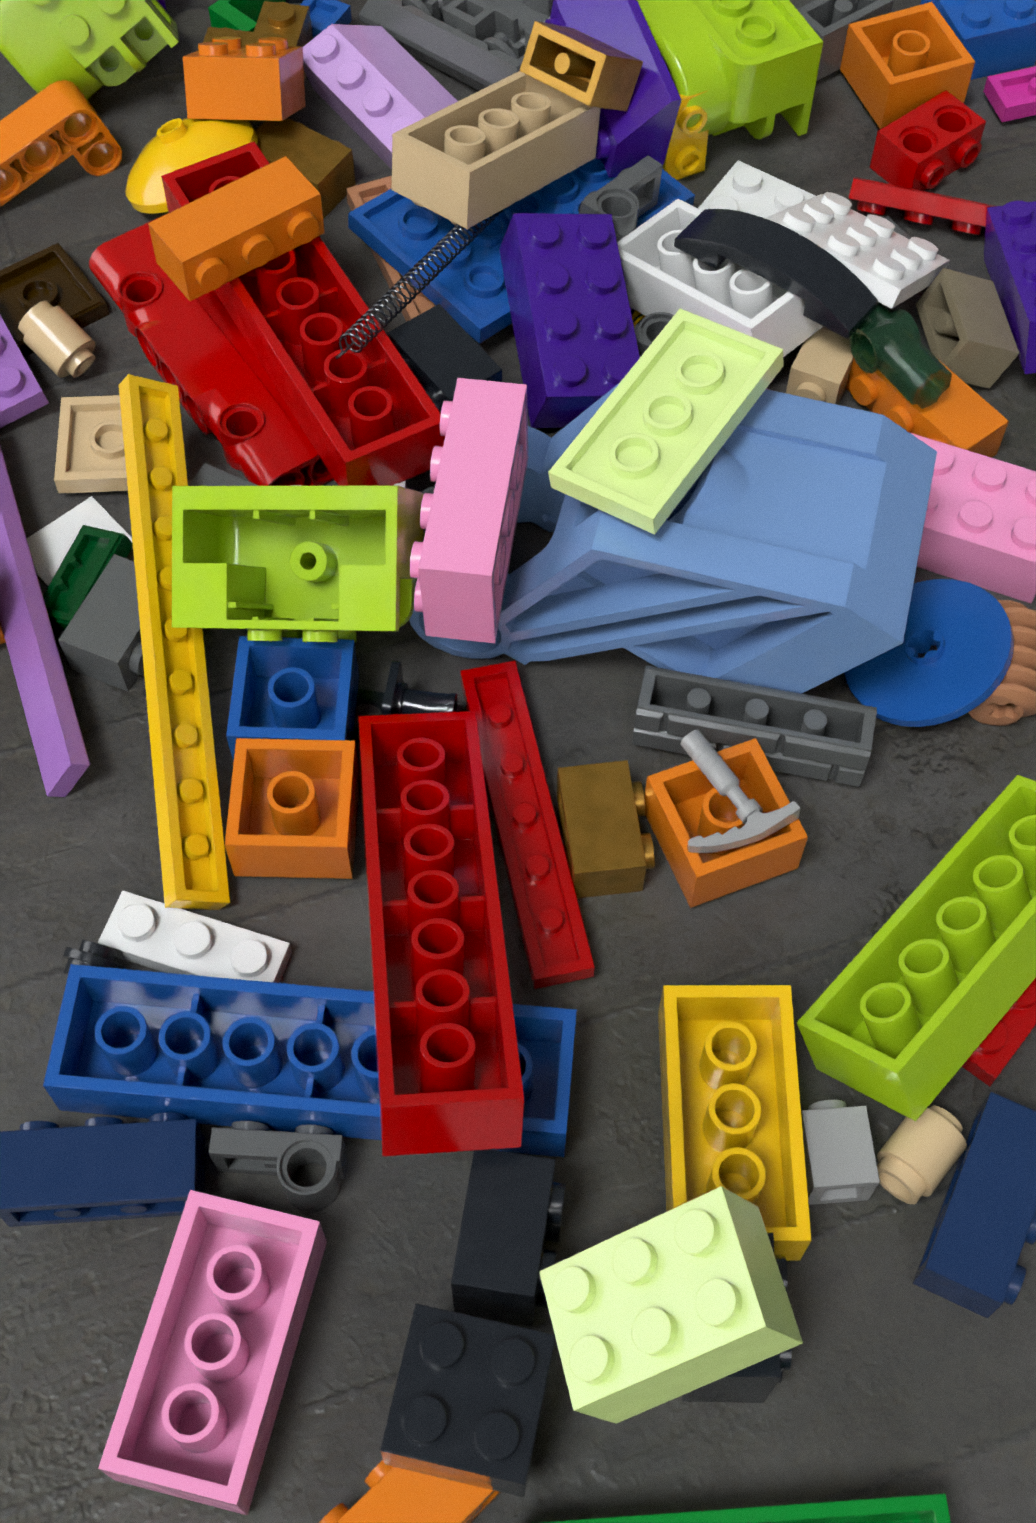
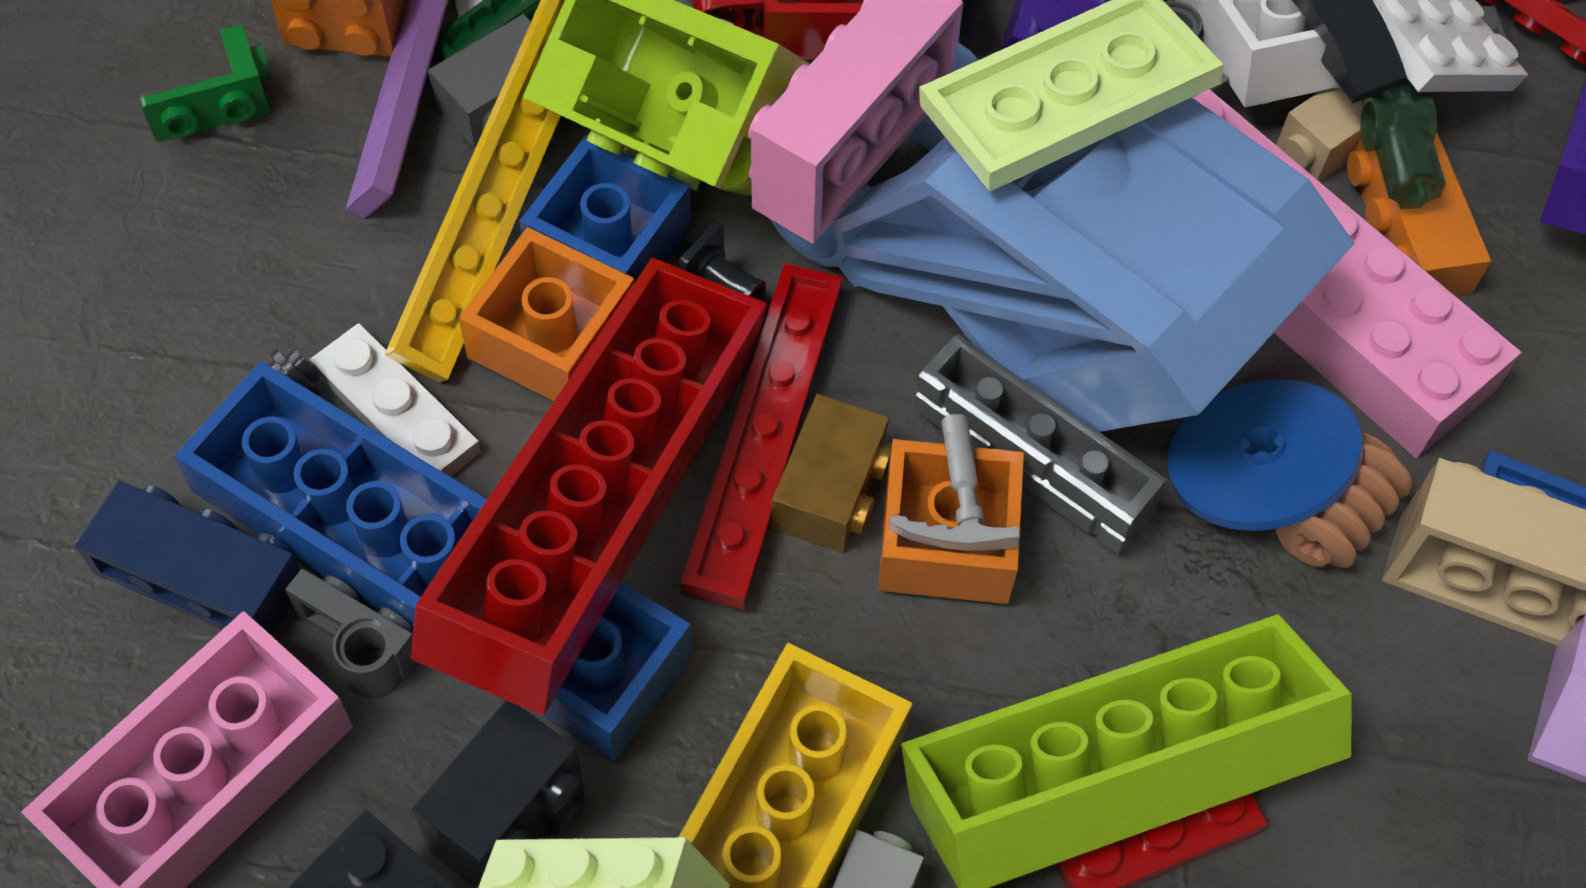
camera: 25 degrees right, 0 degrees up
(967, 327) = (1507, 151): dark tan brick -> none

